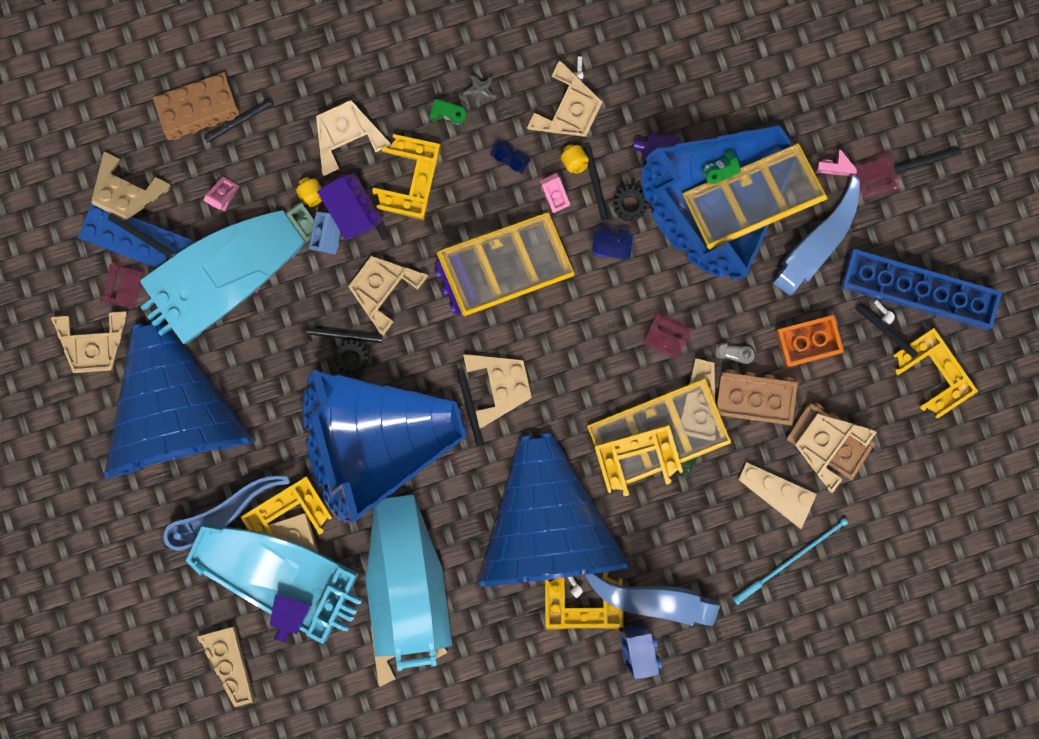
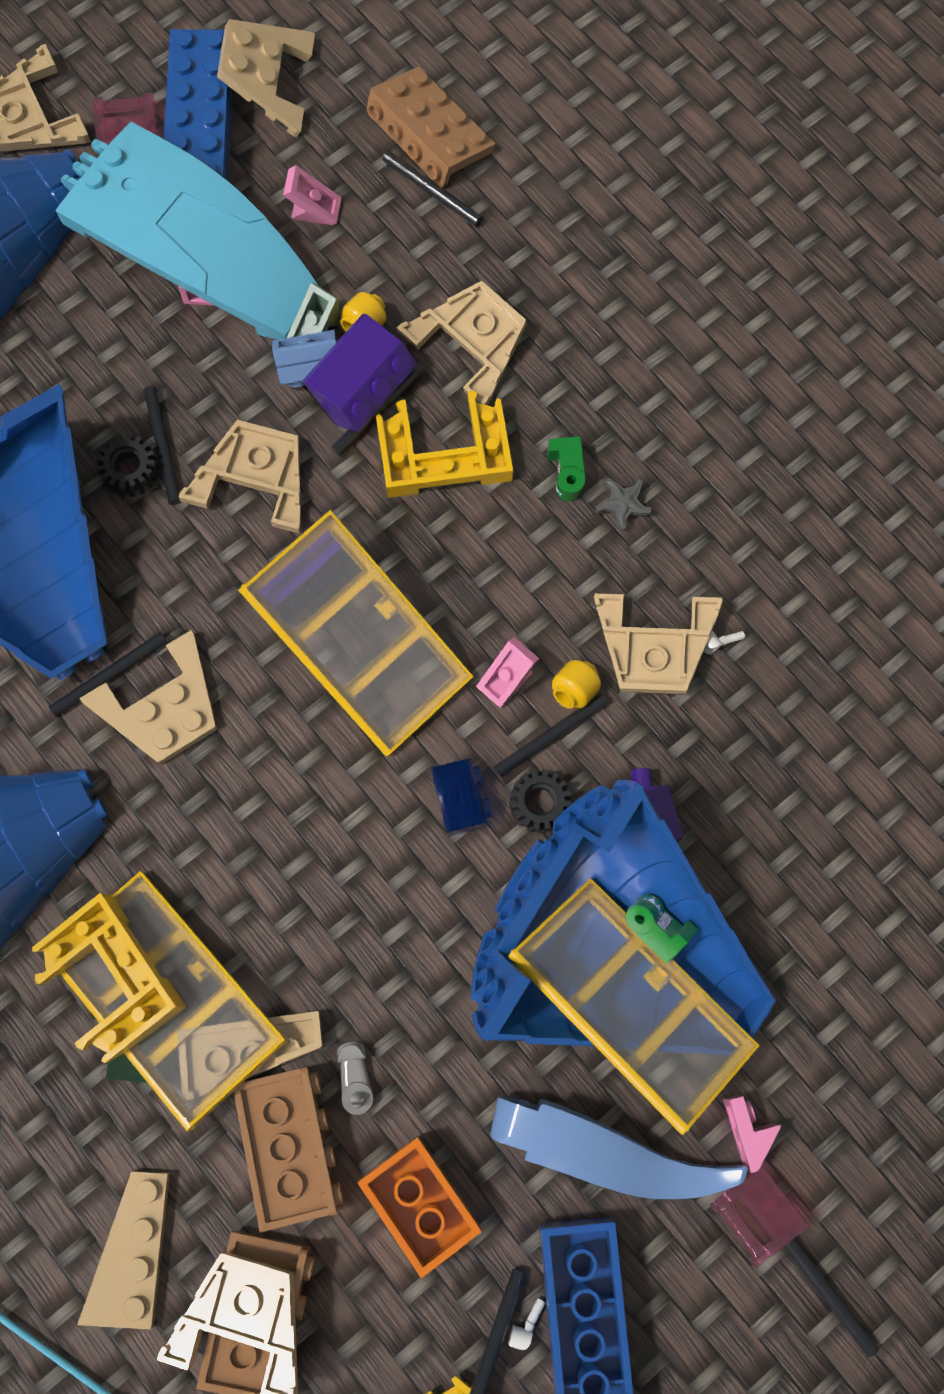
camera: 65 degrees right, 10 degrees down
(141, 235) = (199, 99): black bar -> none
(502, 152) = (540, 571): clear blue hinge -> none
(664, 342) = (328, 946): clear pink plate -> none

